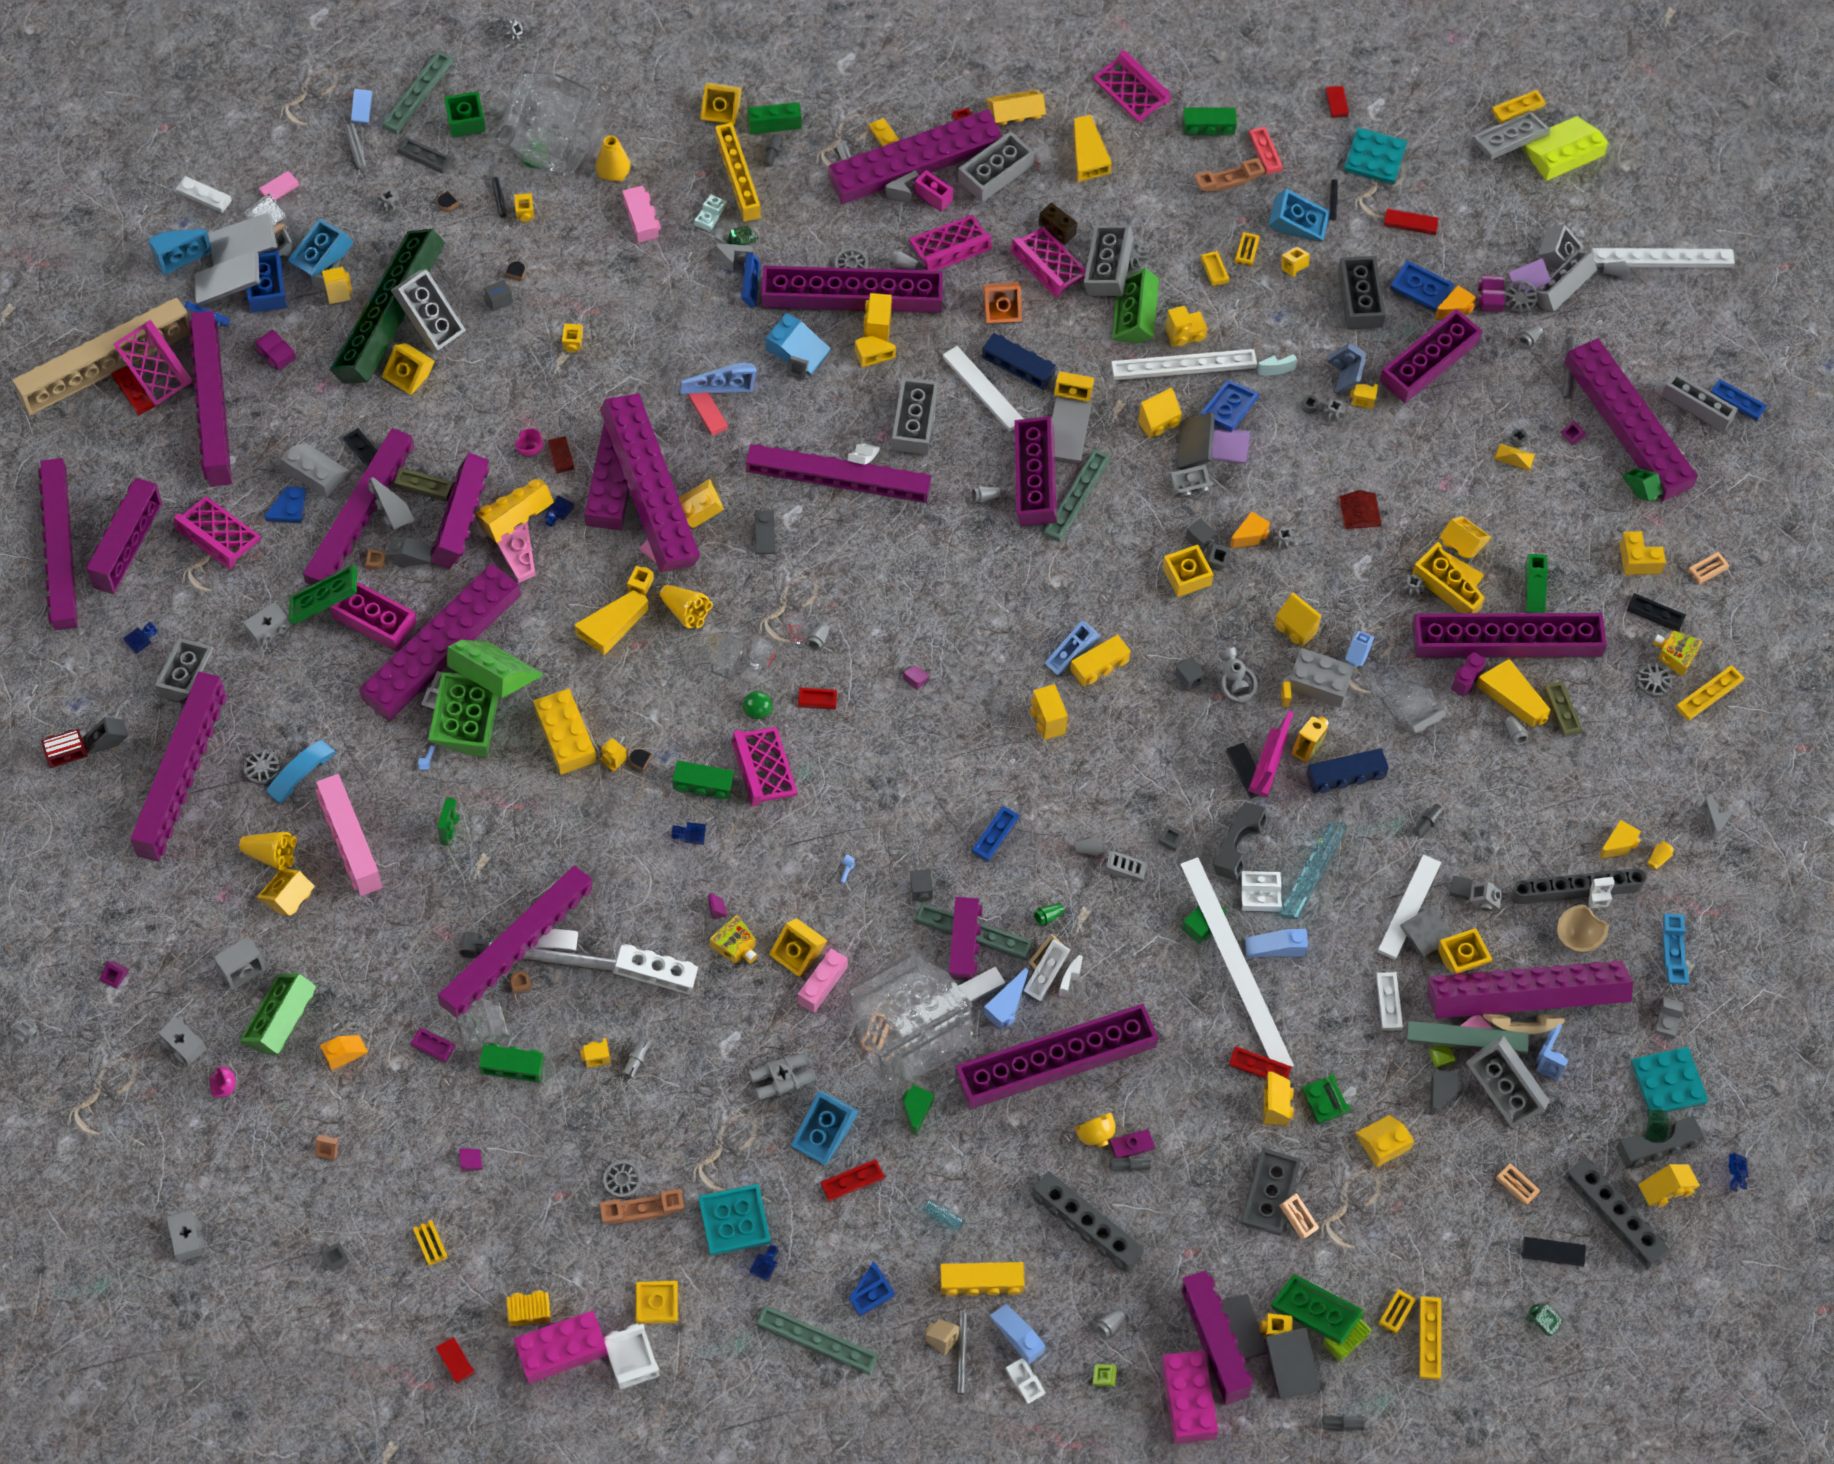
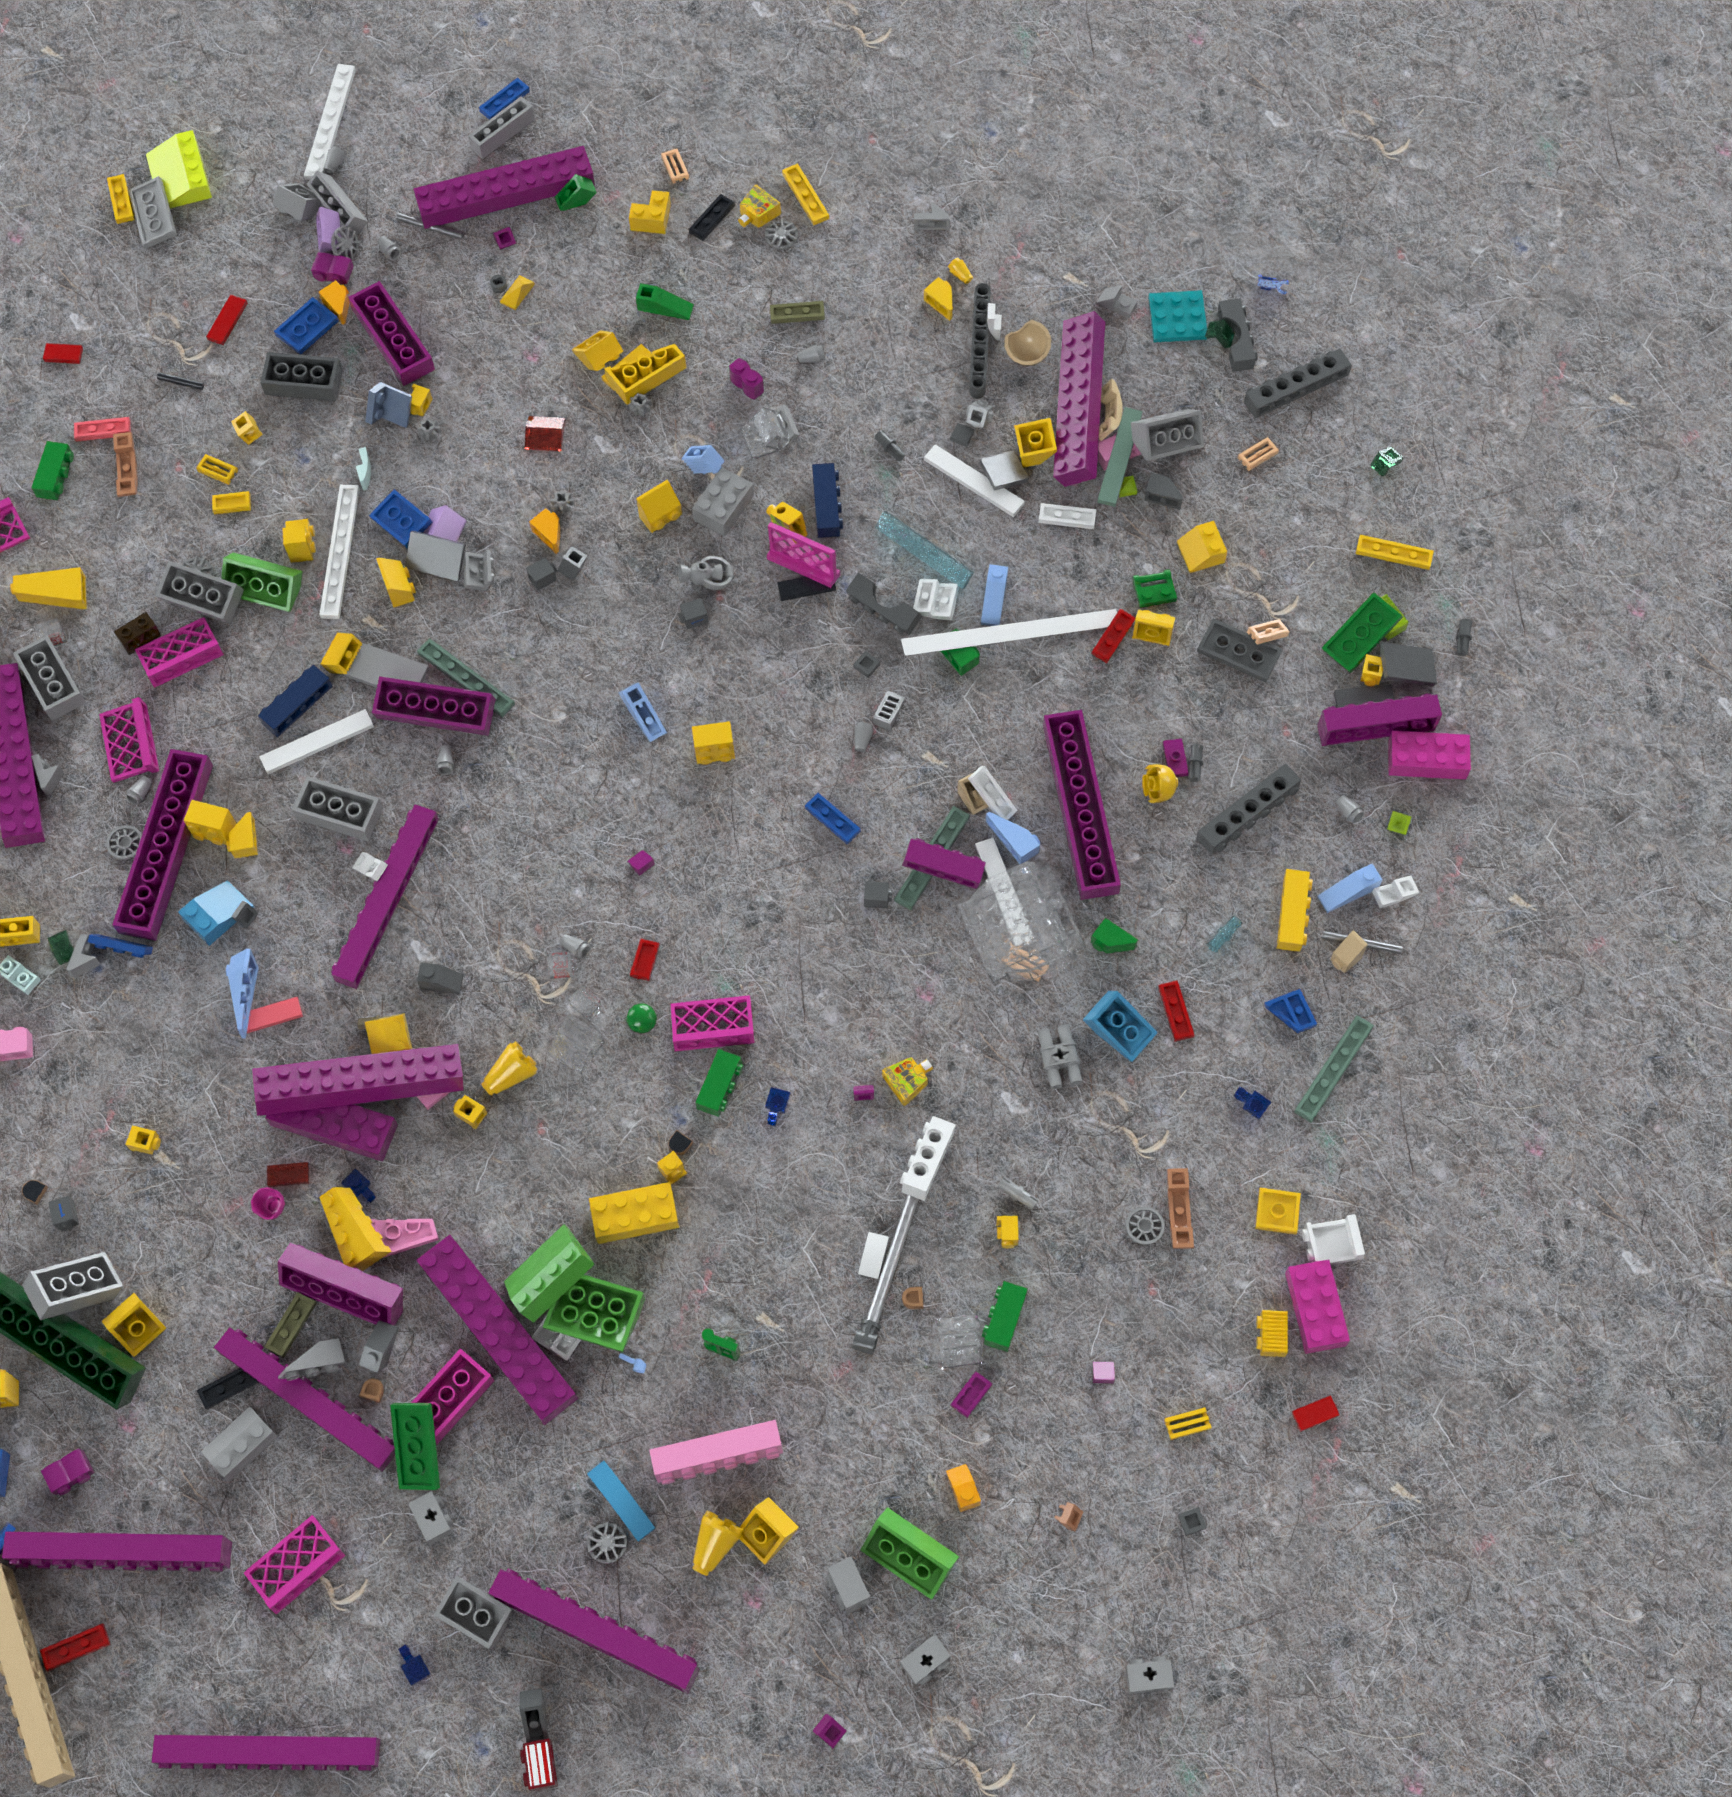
camera: 75 degrees left, 5 degrees up
(124, 535) = (279, 1668): magenta brick -> none
(167, 354) = (42, 1596): dark pink fence -> none
(222, 1082) = (981, 1620): dark pink hair -> none
(288, 506) = (280, 1479): blue wing -> none
(515, 942) = (876, 1292): magenta brick -> none
(612, 622) = (515, 1151): yellow slope -> none
(734, 1219) = (1204, 1124): teal plate -> none
(797, 947) = (923, 1020): yellow slope -> none
(822, 980) = (965, 1002): bright pink brick -> none
(849, 862) = (838, 958): light blue hand -> none
(933, 191) = (62, 743): dark pink brick -> none
(1002, 302) = (218, 703): orange slope -> none
(1047, 914) = (928, 788): green cone -> none
(1071, 974) = (1005, 783): white slope -> none
(1100, 660) = (662, 689): yellow brick -> none
(1187, 570) = (581, 591): yellow brick -> none
(1286, 694) = (733, 535): yellow tile -> none
(1298, 216) = (193, 415): dark azure slope -> none
(1309, 409) = (419, 452): dark grey bush -> none
(1375, 156) = (139, 334): teal plate -> none
(1388, 1326) = (1364, 577): yellow tile -> none
(1509, 635) = (713, 337): magenta brick -> none
(1514, 692) = (774, 346): yellow slope -> none
(1551, 1063) = (1142, 398): light blue bracket -> none
(1554, 1251) = (1324, 440): black tile -> none
(1669, 1182) = (1281, 336): yellow brick -> none
(1674, 949) = (1056, 283): dark azure slope -> none

